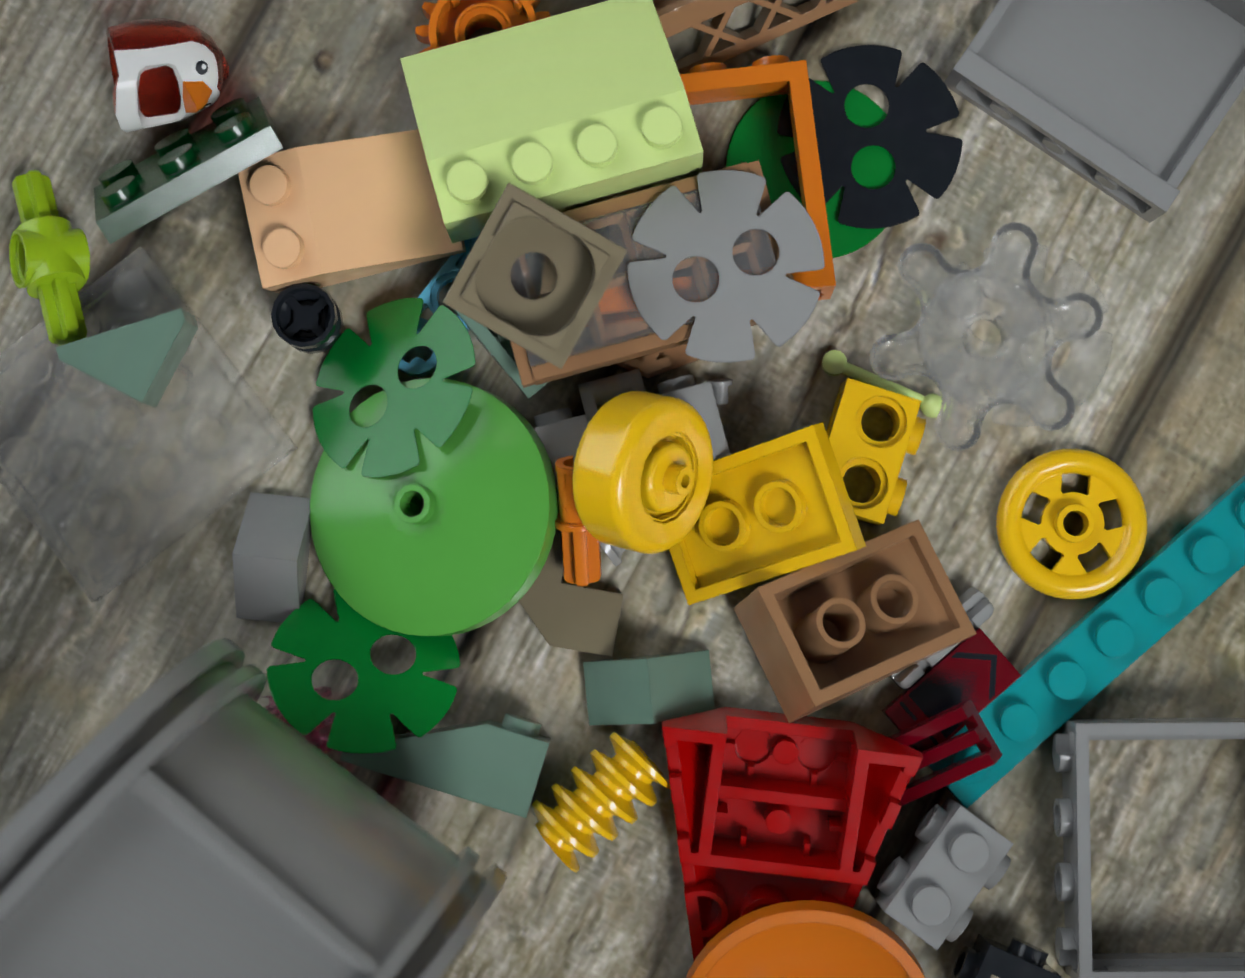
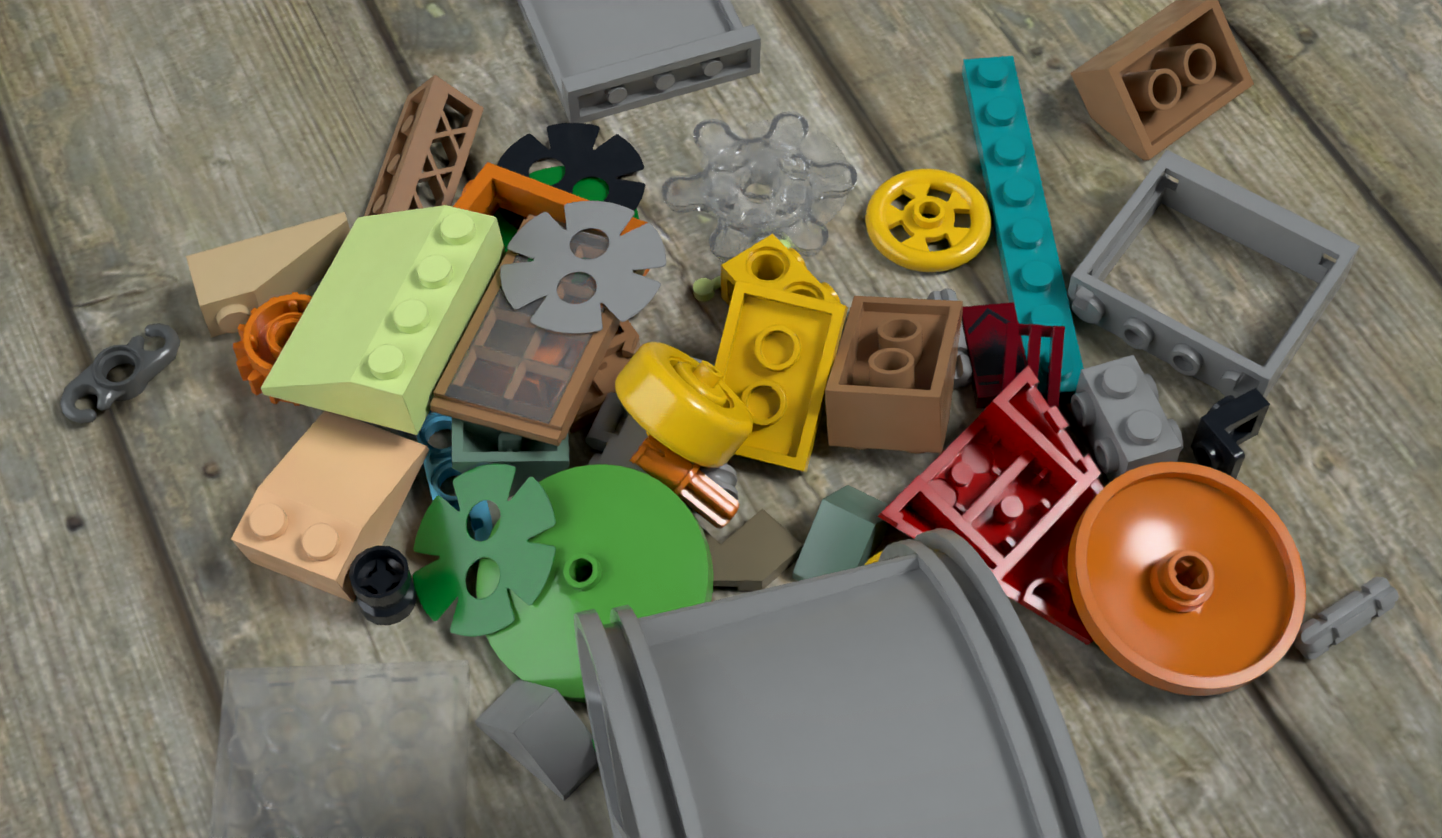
camera: 45 degrees left, 30 degrees down
(49, 258) = (175, 733): lime axle -> none
(137, 356) = (300, 711): sand green slope -> none
(162, 71) = (116, 559): piece -> none
(184, 167) = (201, 583): dark green plate -> none
(583, 267) = (495, 327): dark tan piece -> none

